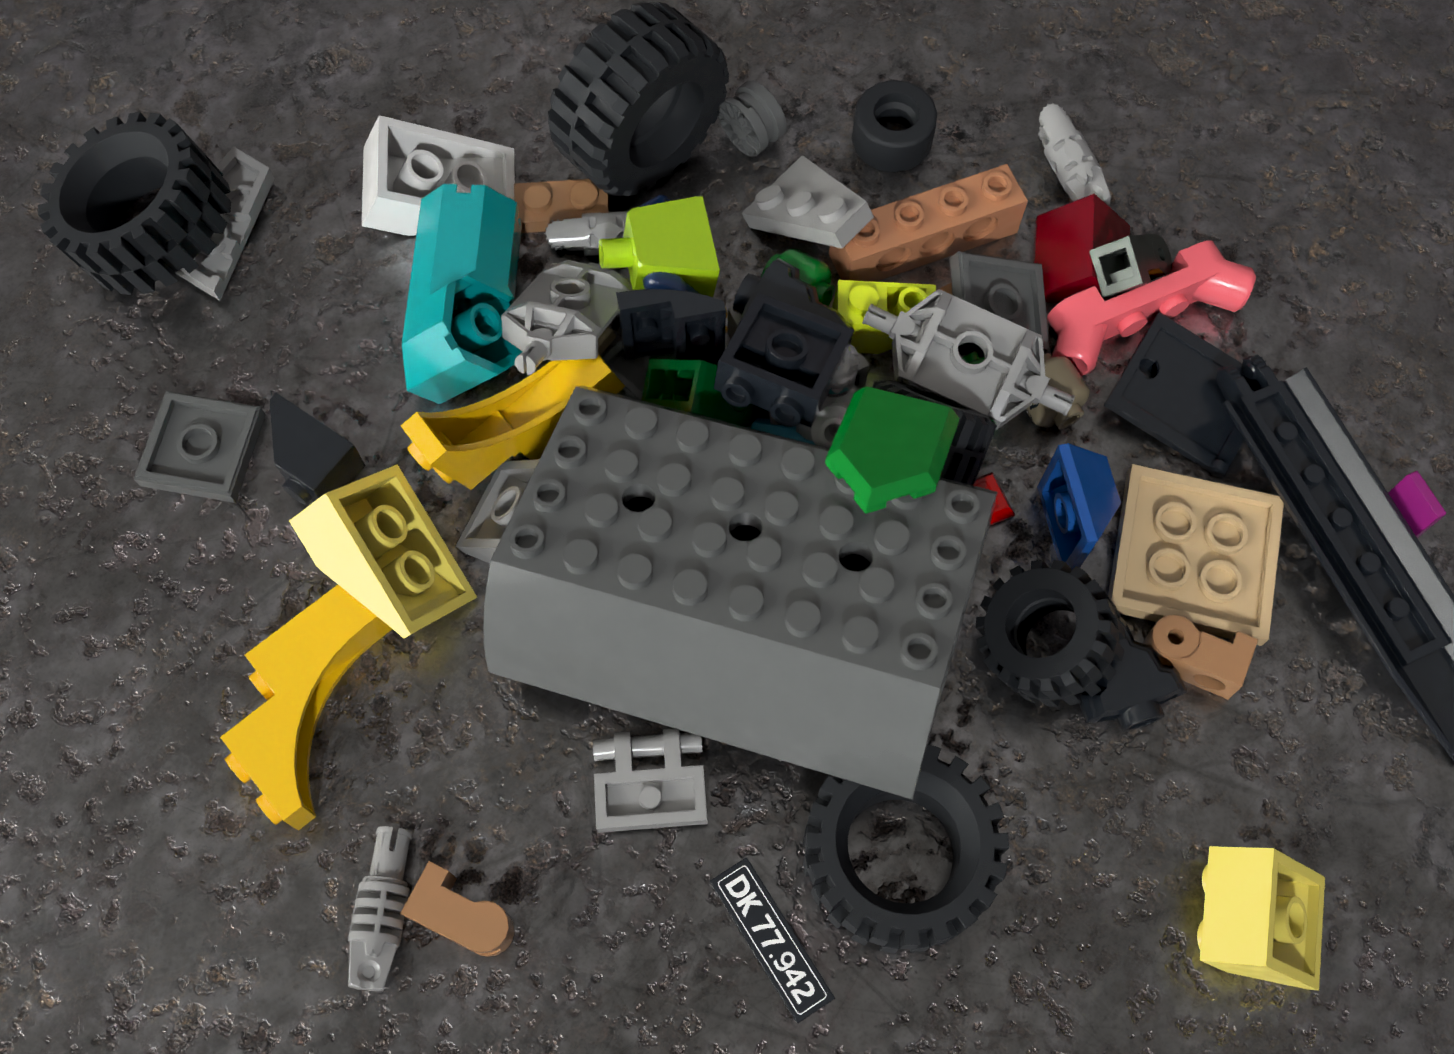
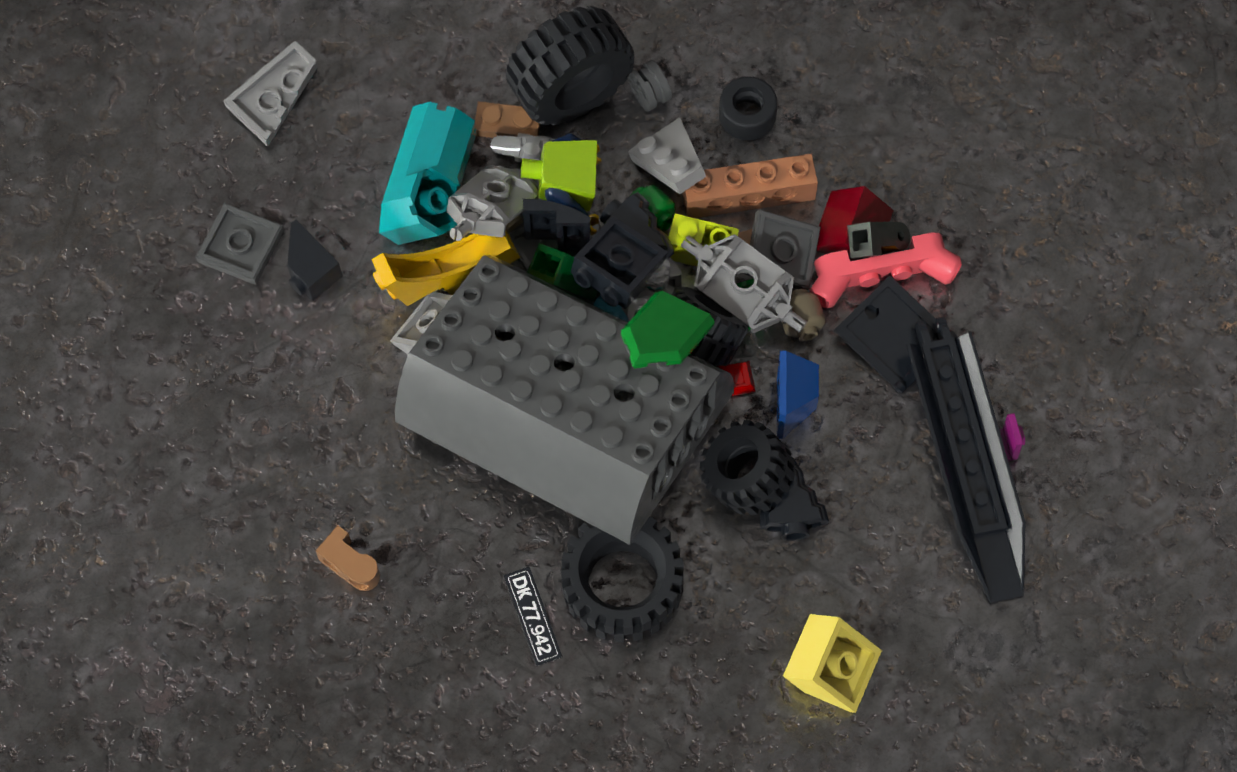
camera: 15 degrees right, 0 degrees up
(111, 175) = (208, 51): black tyre -> none
(296, 677) = (278, 400): yellow arch -> none
(376, 914) = (302, 550): light grey hinge -> none
(384, 551) = (346, 334): light yellow slope -> none
(413, 160) = (414, 78): white slope -> none
(650, 796) = (479, 517): light grey plate -> none
(1071, 156) = (865, 155): light grey hinge -> none
(1196, 553) = (863, 439): tan plate -> none
(1201, 657) = (844, 503): medium nougat leg -> none

